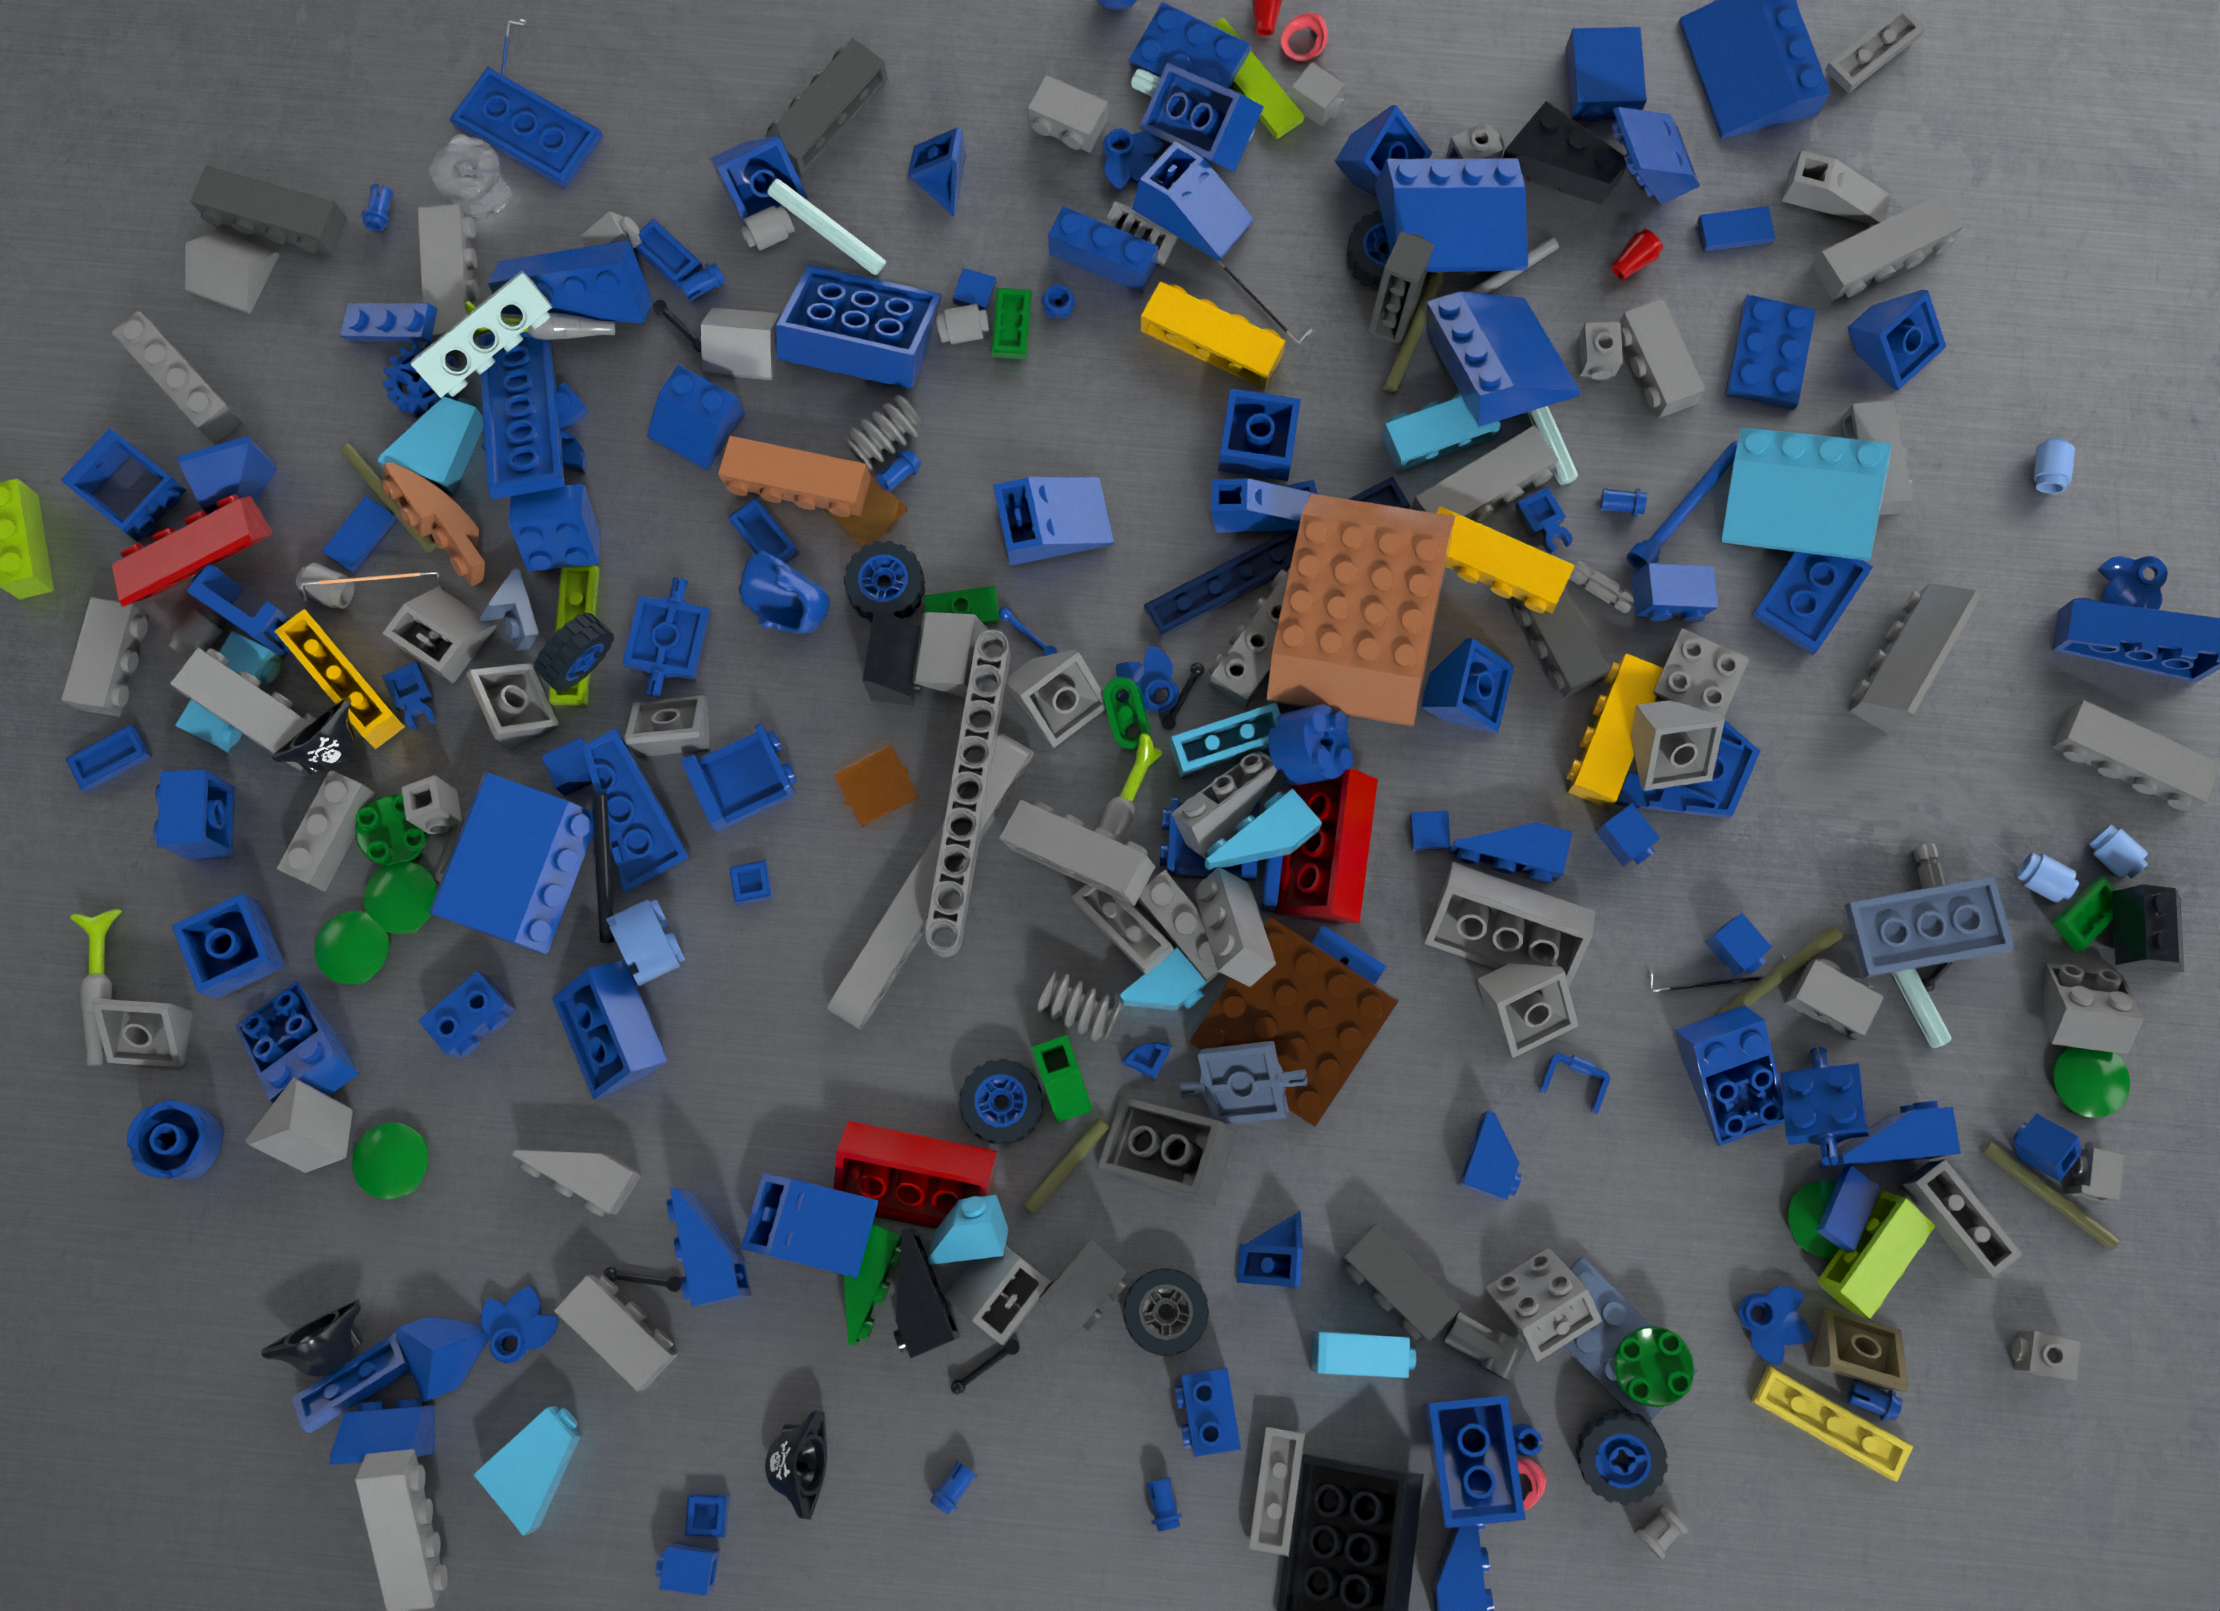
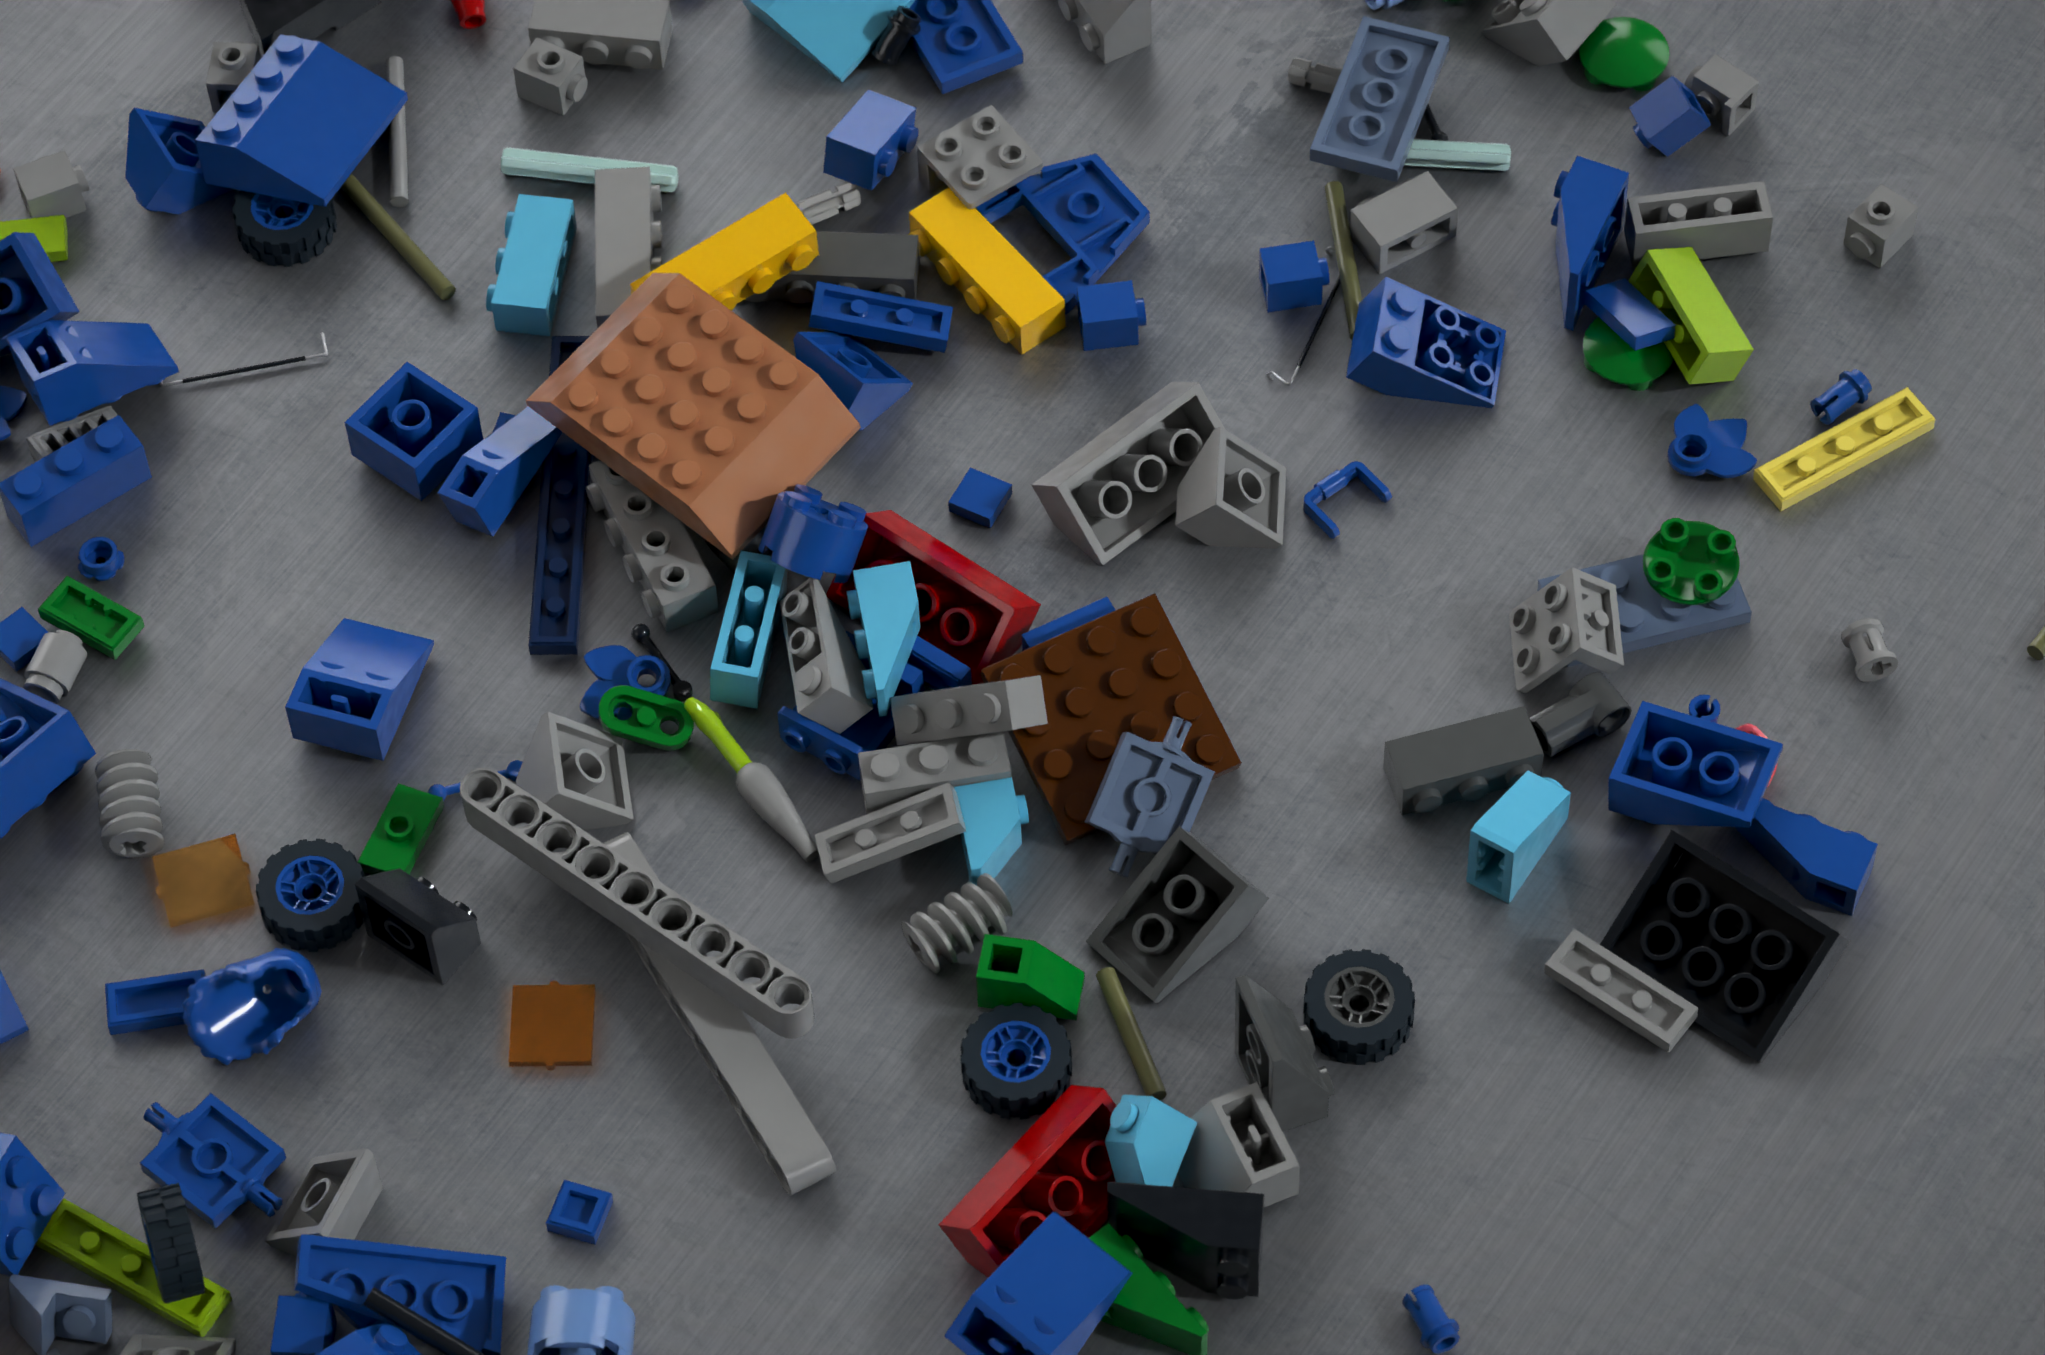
camera: 60 degrees left, 20 degrees down
(740, 779) = (445, 1158): blue panel -> none
(794, 476) = (113, 925): nougat brick -> none
(898, 470) = (183, 808): blue pin -> none
(947, 651) = (452, 855): light grey slope -> none
(1010, 1348) = (1307, 1190): black hinge -> none
(1077, 851) = (777, 831): light grey brick -> none
(1147, 1058) = (1060, 894): blue tile -> none
(1163, 1505) = (1573, 1111): blue pin -> none
(1209, 1412) = (1496, 1013): blue brick -> none
(1212, 334) = (259, 424): yellow brick -> none
(1273, 1256) = (1365, 867): blue slope -> none
(1400, 287) = (356, 198): dark grey brick -> none
(1491, 1161) = (1381, 612): blue slope -> none
(1497, 355) = (489, 166): blue slope -> none
(1526, 848) = (1062, 414): blue slope -> none
(1532, 682) = (880, 316): none -> blue plate
(1543, 515) = (699, 218): blue plate -> none
(1599, 1448) = (1744, 651): black wheel -> none
(1623, 501) = (743, 132): blue pin -> none
(1649, 550) = (807, 147): blue piece -> none
(1674, 744) = (1039, 211): light grey slope -> none
(1783, 557) = (897, 34): none -> black pin
(1824, 1105) = (1508, 277): blue plate -> none
(1860, 1350) = (1785, 383): dark tan slope -> none
(2050, 1195) = (1720, 146): olive bar -> none

